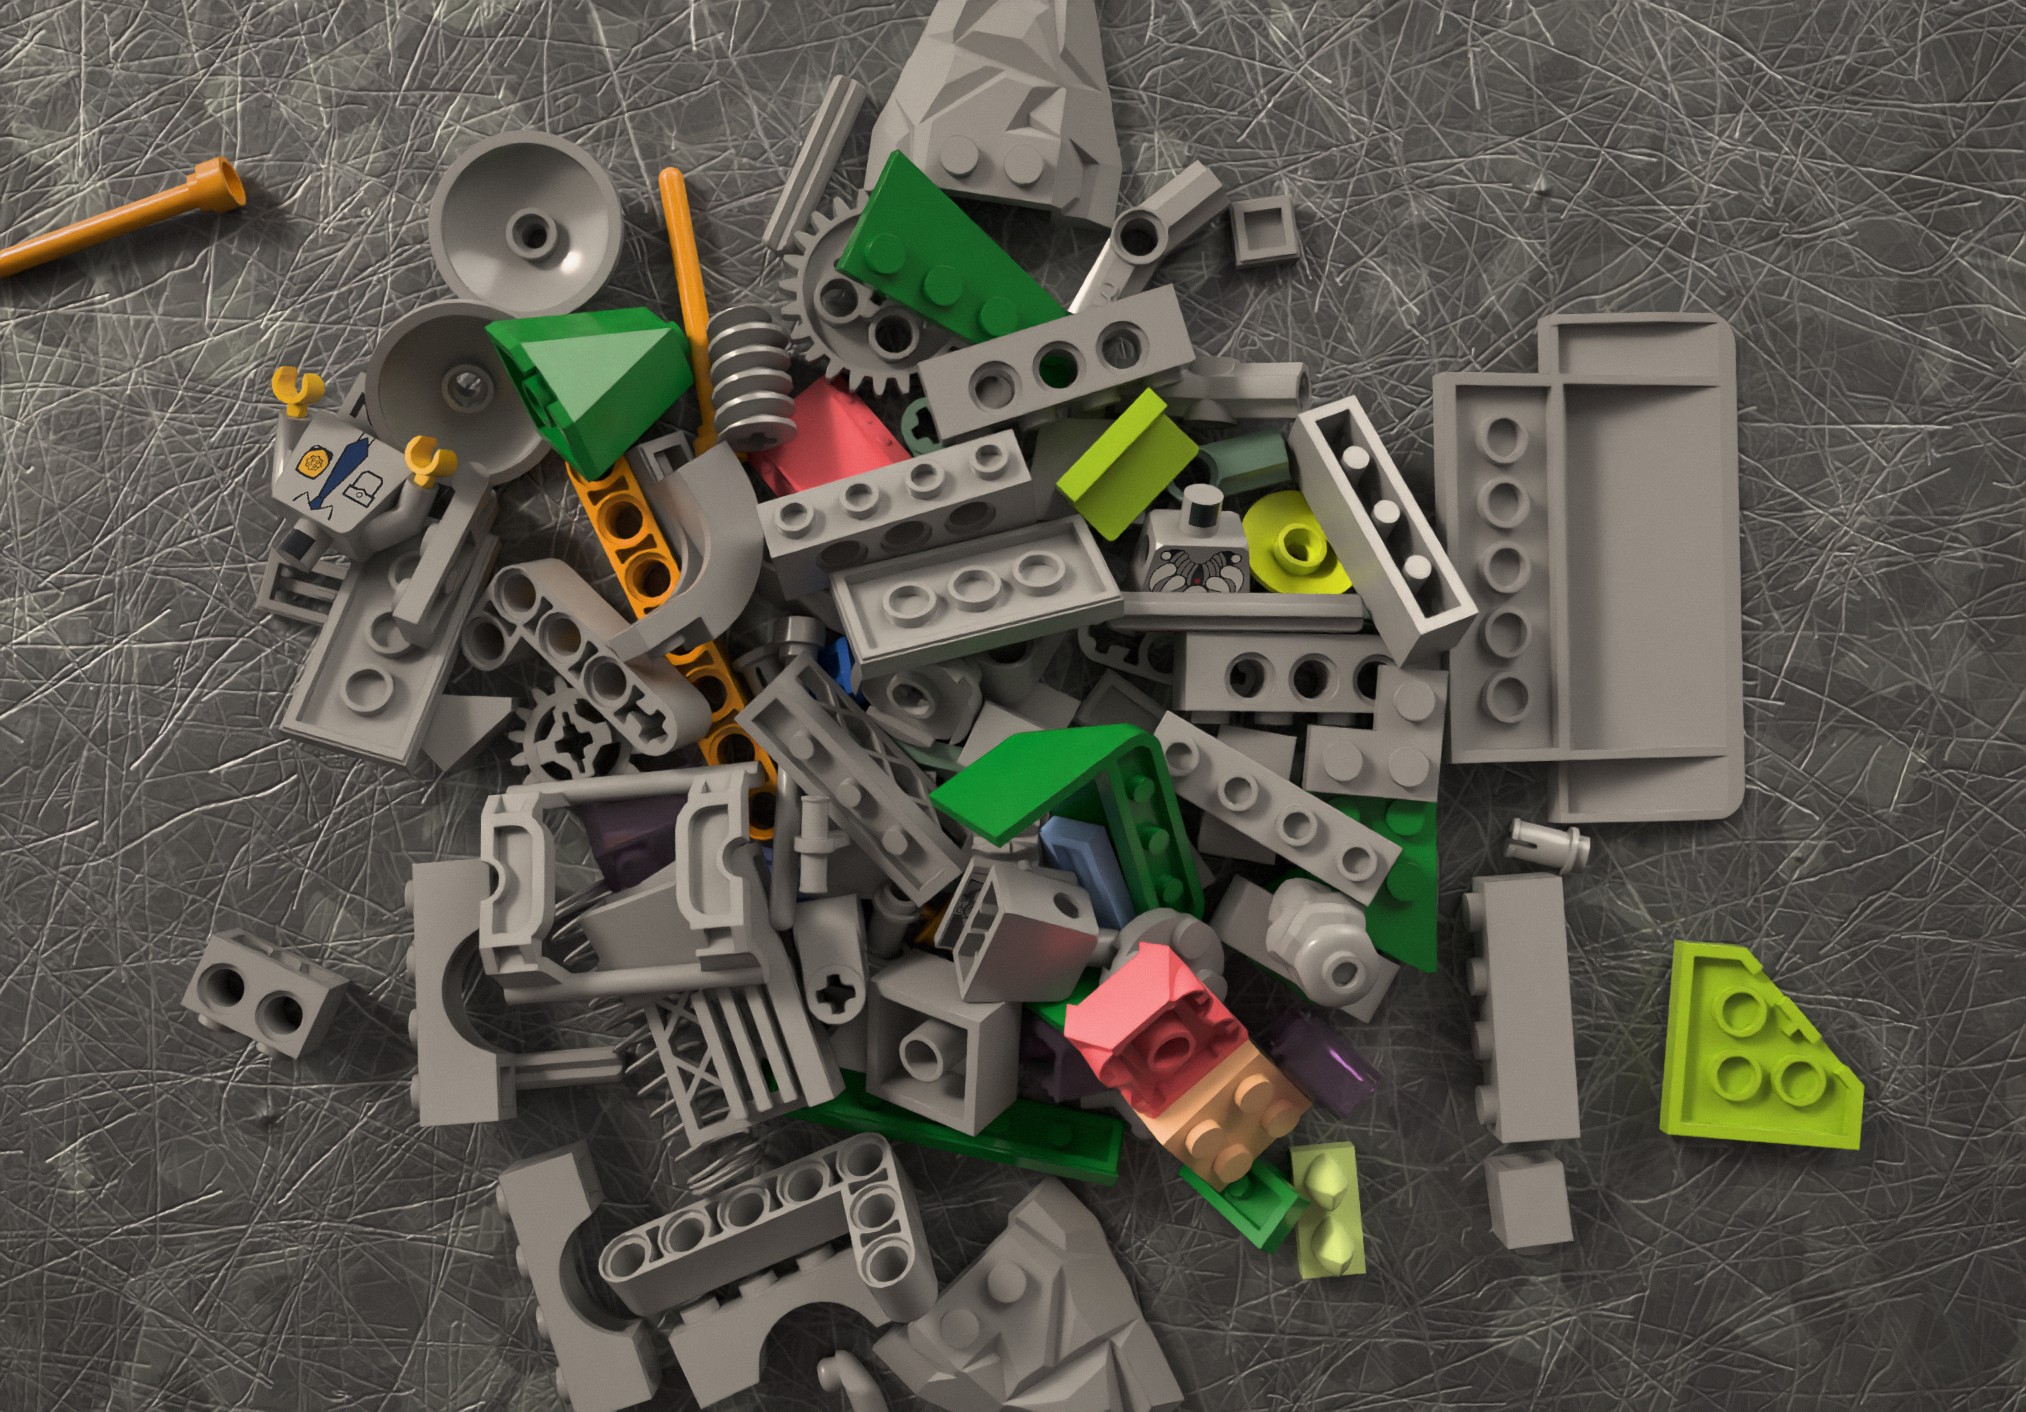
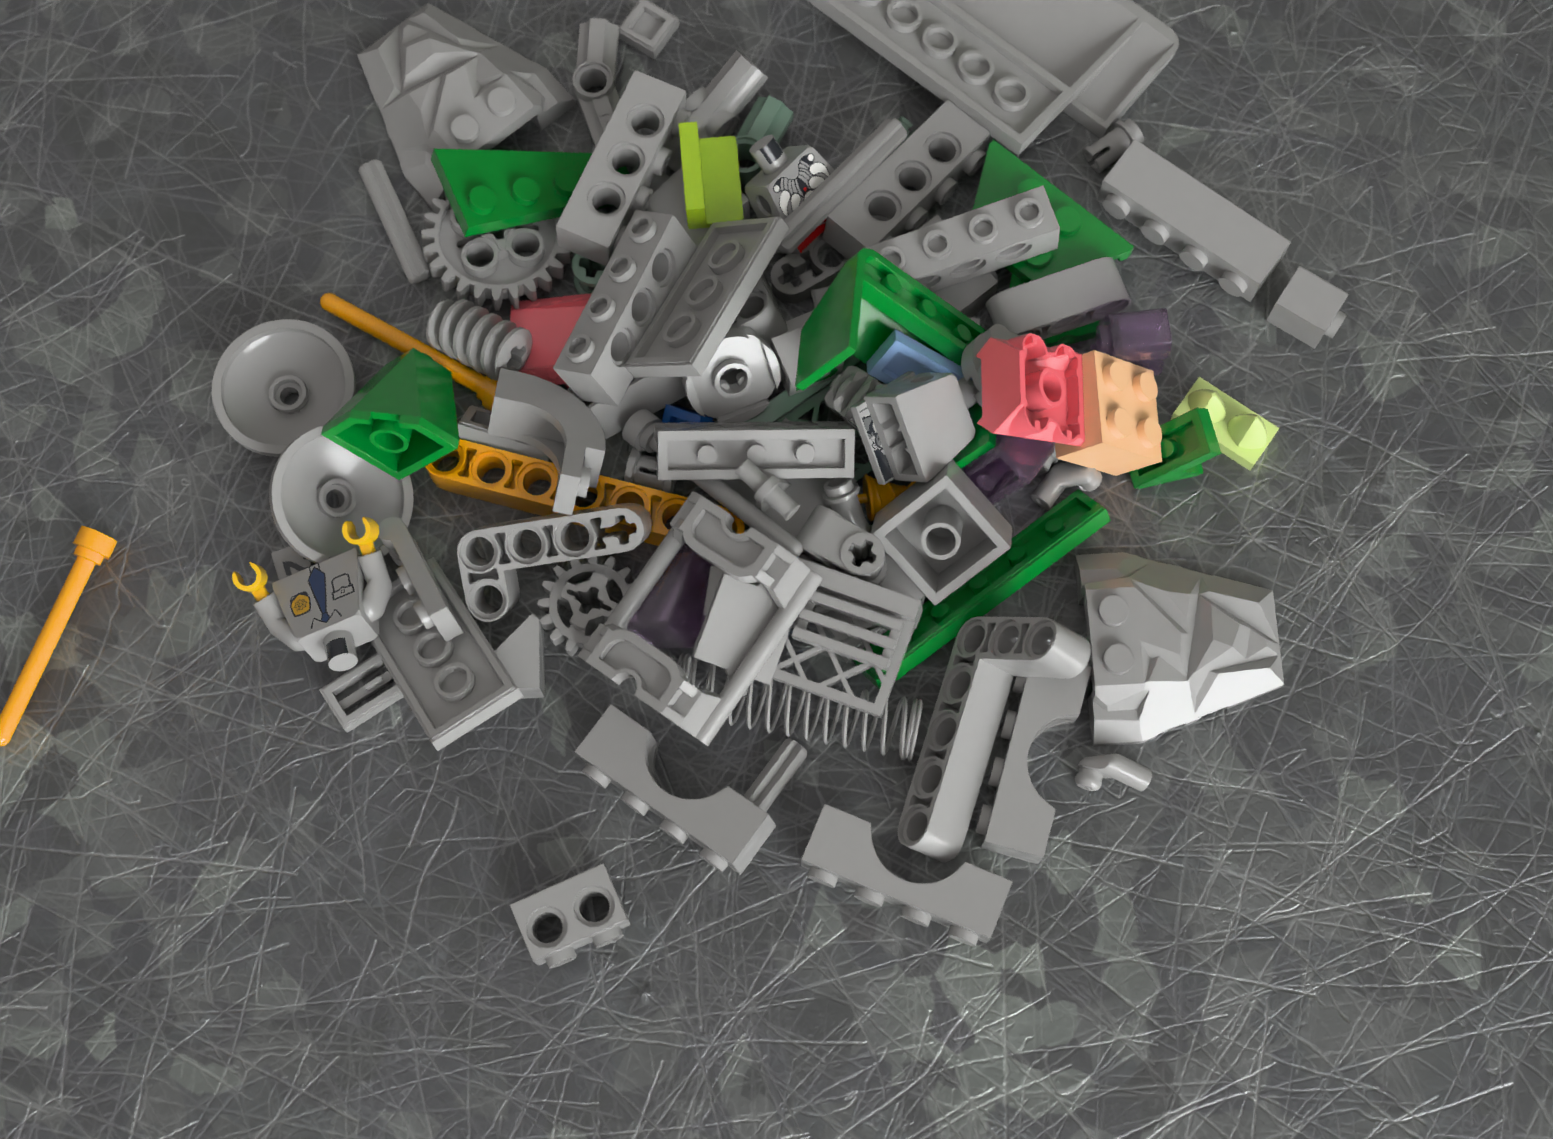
camera: 45 degrees left, 15 degrees down
(1286, 525) = (835, 131): neon yellow dish -> none
(1322, 942) = (1061, 270): light grey head -> none
(1378, 532) = (863, 81): light grey brick -> none
(1400, 752) = (989, 162): light grey plate -> none
(1749, 1059) = (1322, 135): lime plate -> none

